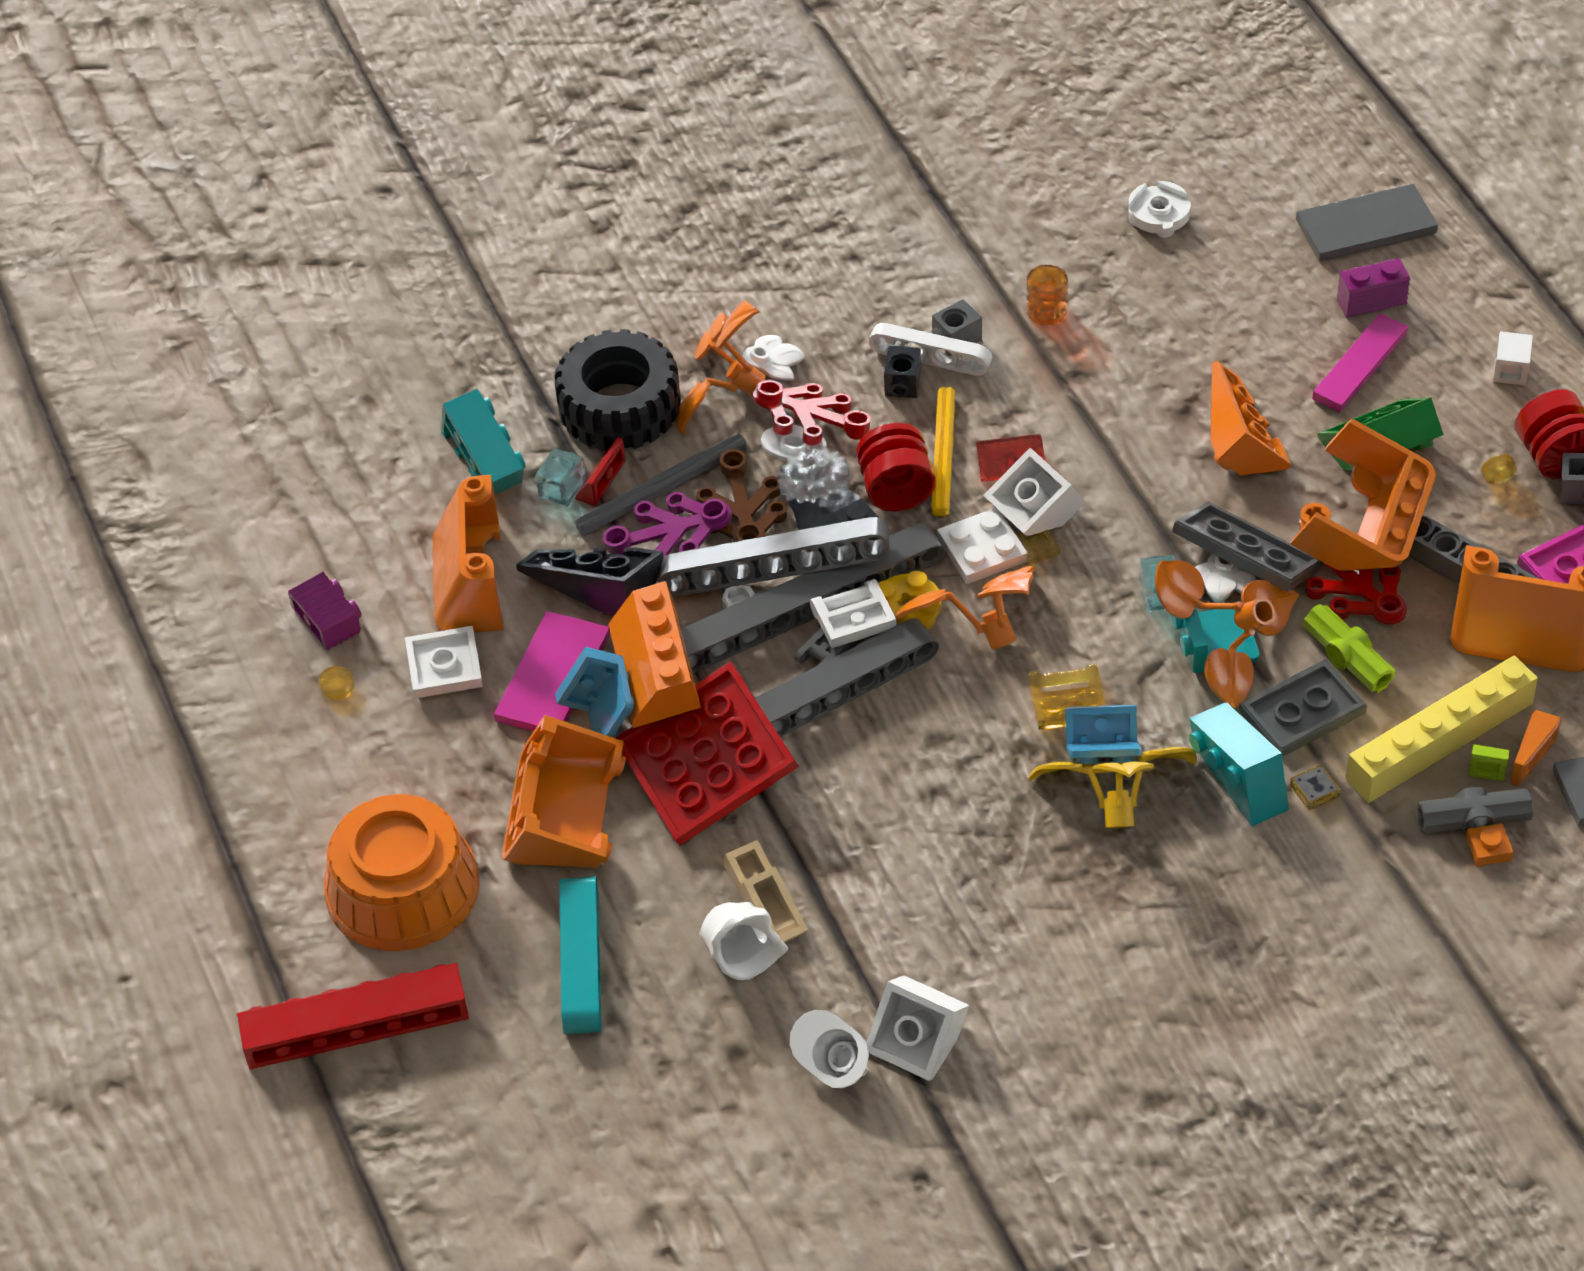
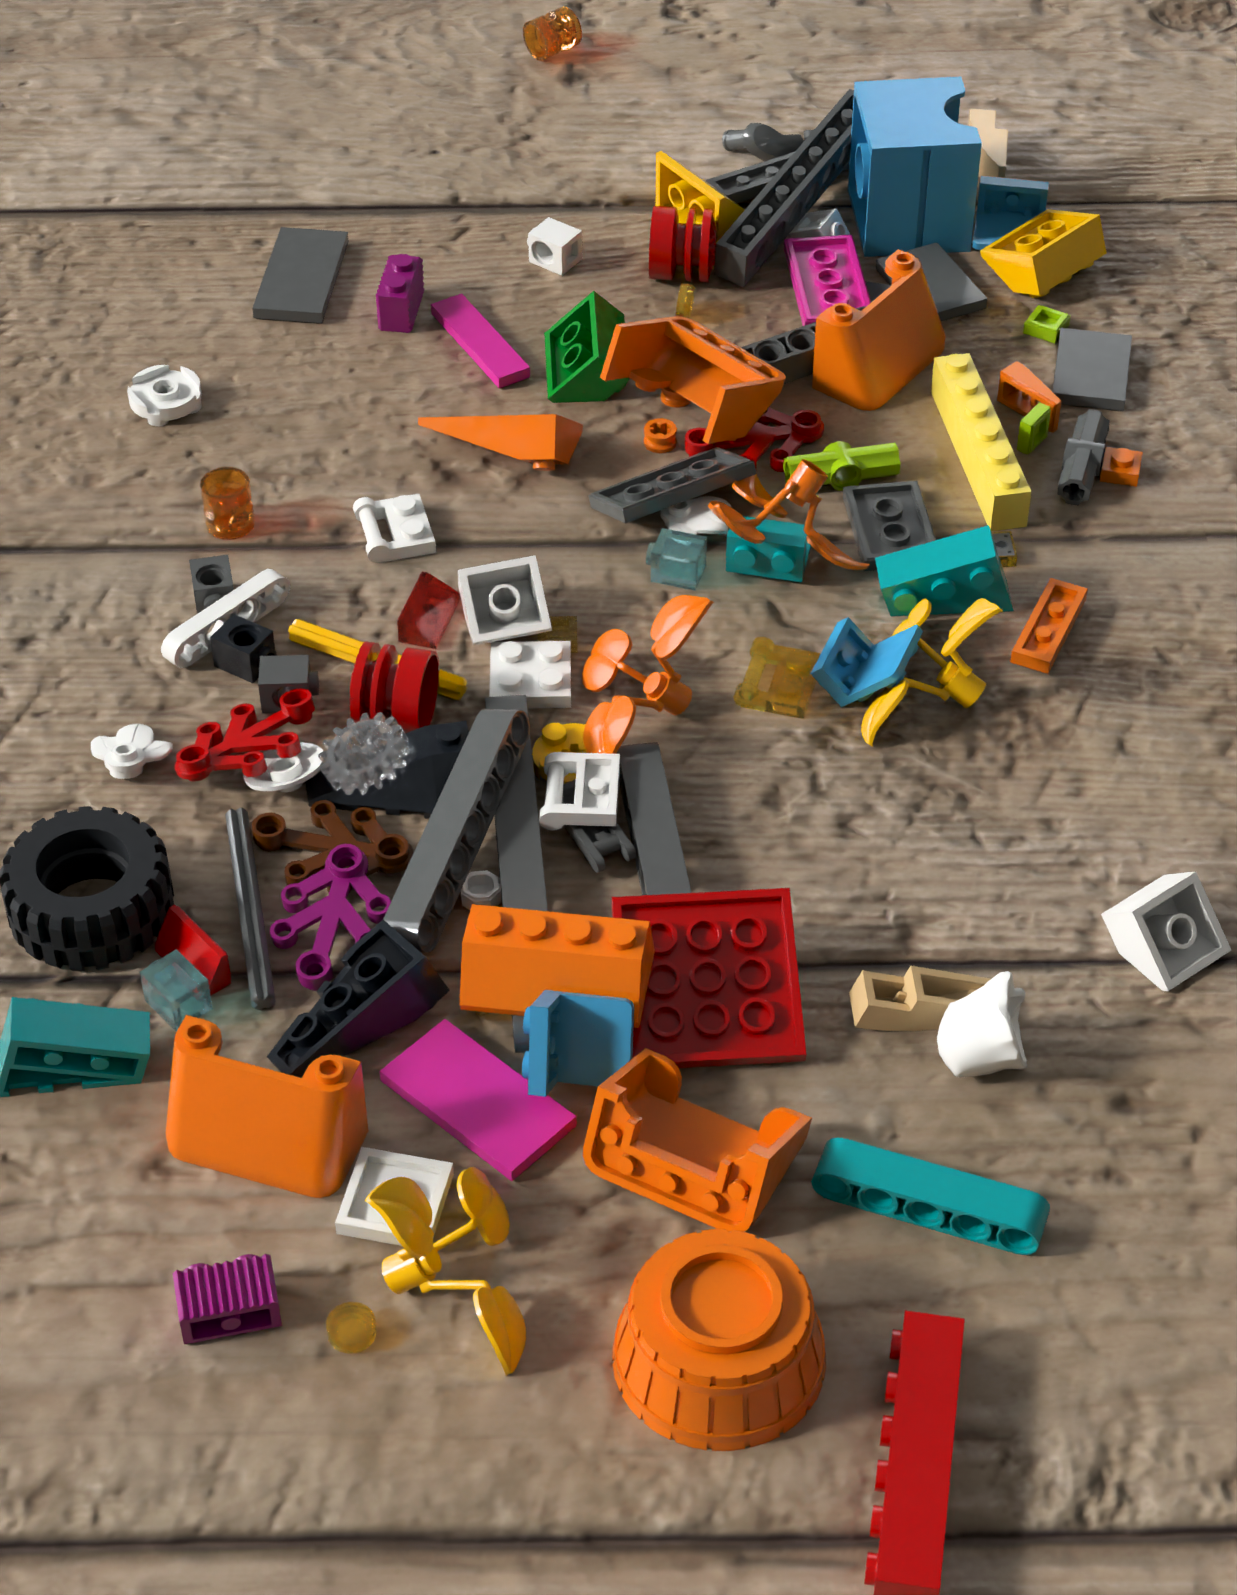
camera: 70 degrees left, 5 degrees down
(372, 655) = (409, 1218): none -> yellow plant
(741, 373) = (131, 714): orange plant -> none
(829, 1048) = (1182, 1001): white piece -> none
(880, 404) = (284, 674): none -> dark grey brick
(1101, 410) = (406, 524): none -> white plate
(1235, 850) = (1049, 625): none -> orange plate

